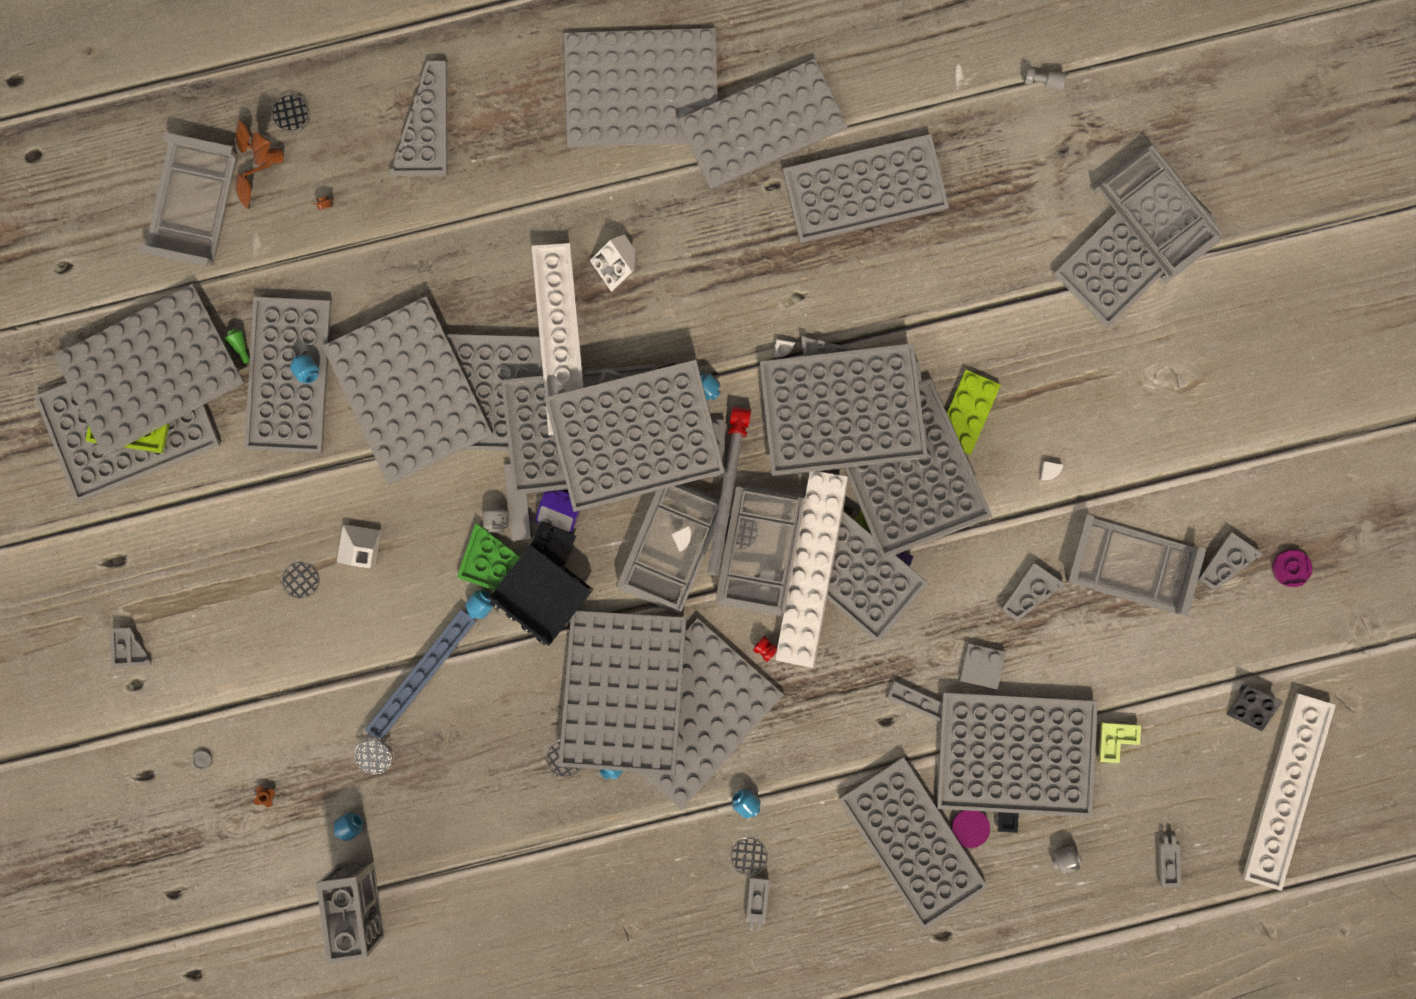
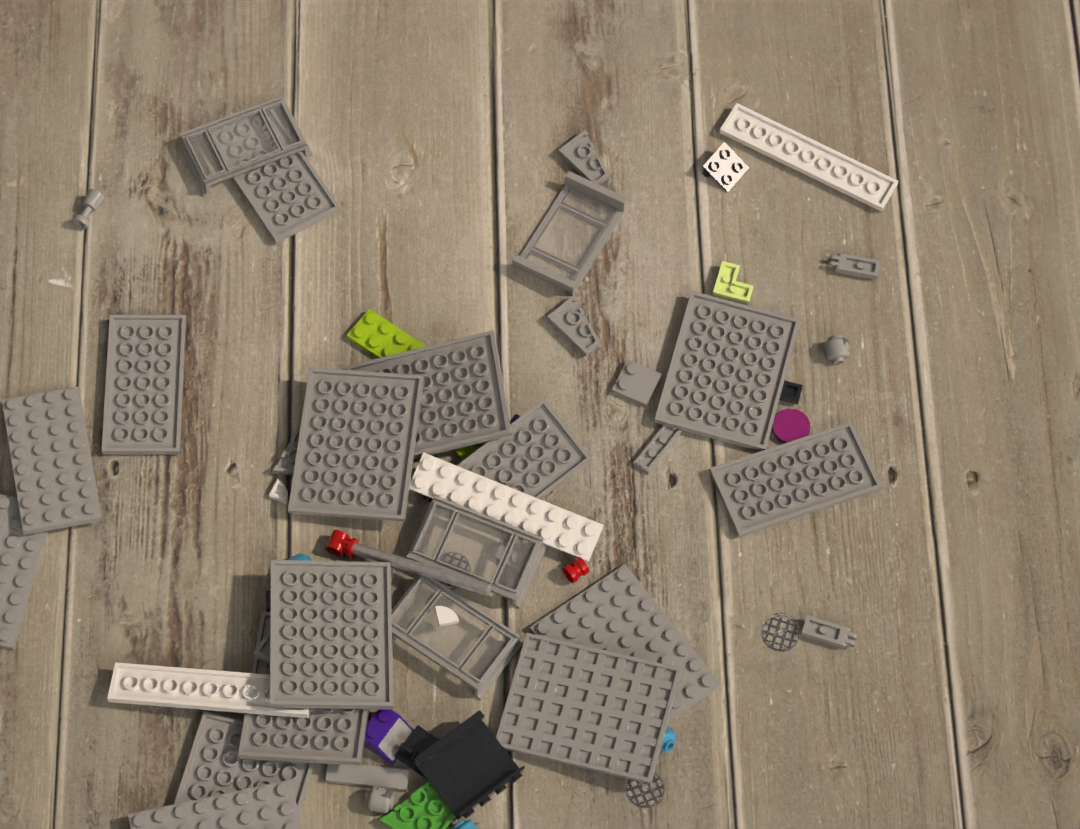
camera: 85 degrees left, 25 degrees down
(615, 261) = (148, 625): white slope -> none
(746, 803) = (726, 620): dark azure head -> none
(1050, 470) = (462, 286): white tile -> none
(1292, 568) = (603, 111): magenta tile -> none

